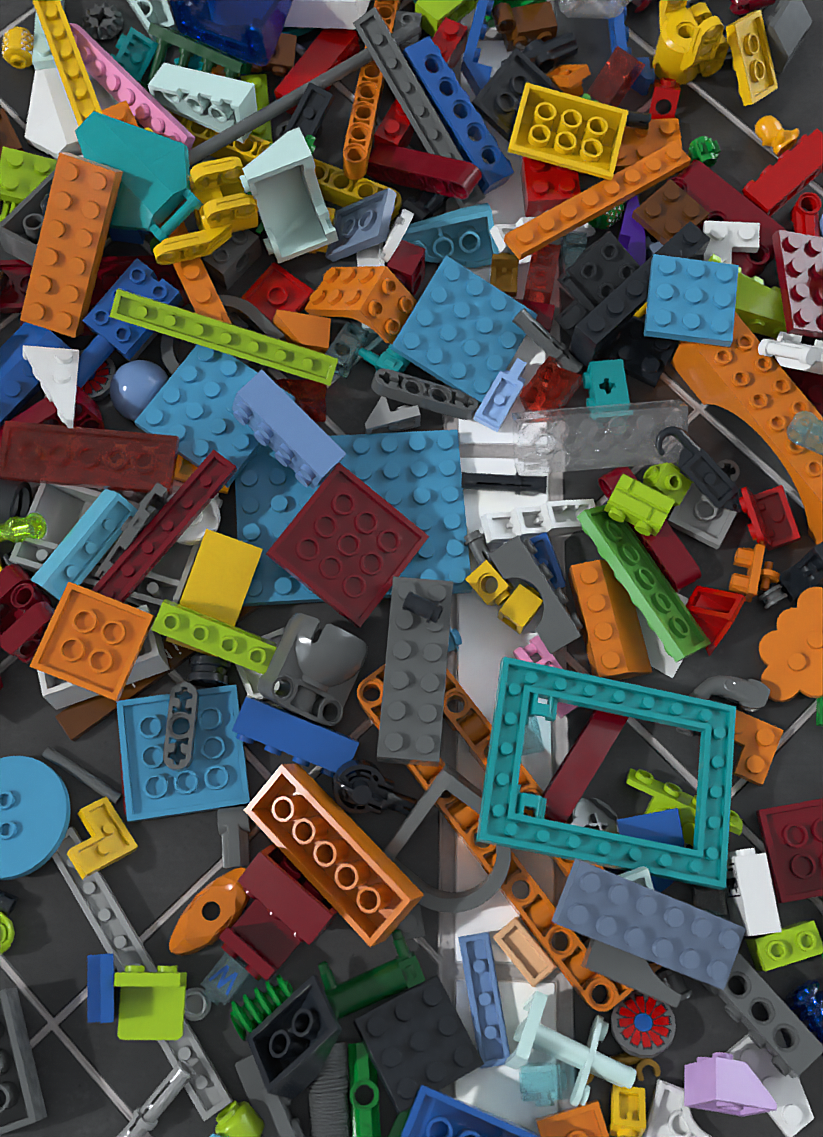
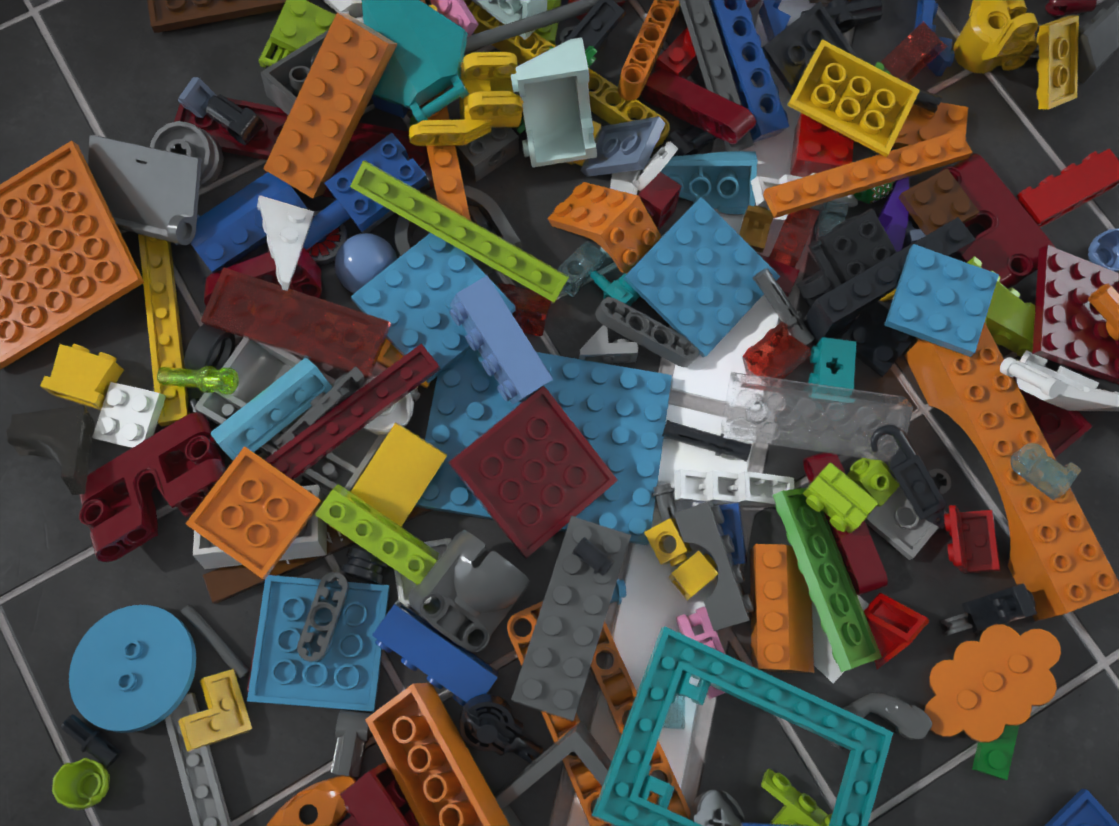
camera: 10 degrees right, 0 degrees up
(279, 291) = (524, 200): red tile -> none
(304, 329) = (541, 240): orange slope -> none
(501, 396) = (724, 352): light blue hinge -> none
(569, 78) = (866, 43): orange slope -> none
(581, 764) = (717, 756): dark red beam -> none
(665, 89) = (962, 75): red bracket -> none
(704, 151) = (987, 146): green gear -> none
(729, 238) = (994, 241): white plate -> none
(753, 561) = (935, 604): orange hips -> none
(758, 748) = (906, 778): orange plate -> none
(773, 135) = (1061, 144): light orange animal -> none
(806, 221) = (1077, 241): red piece -> none

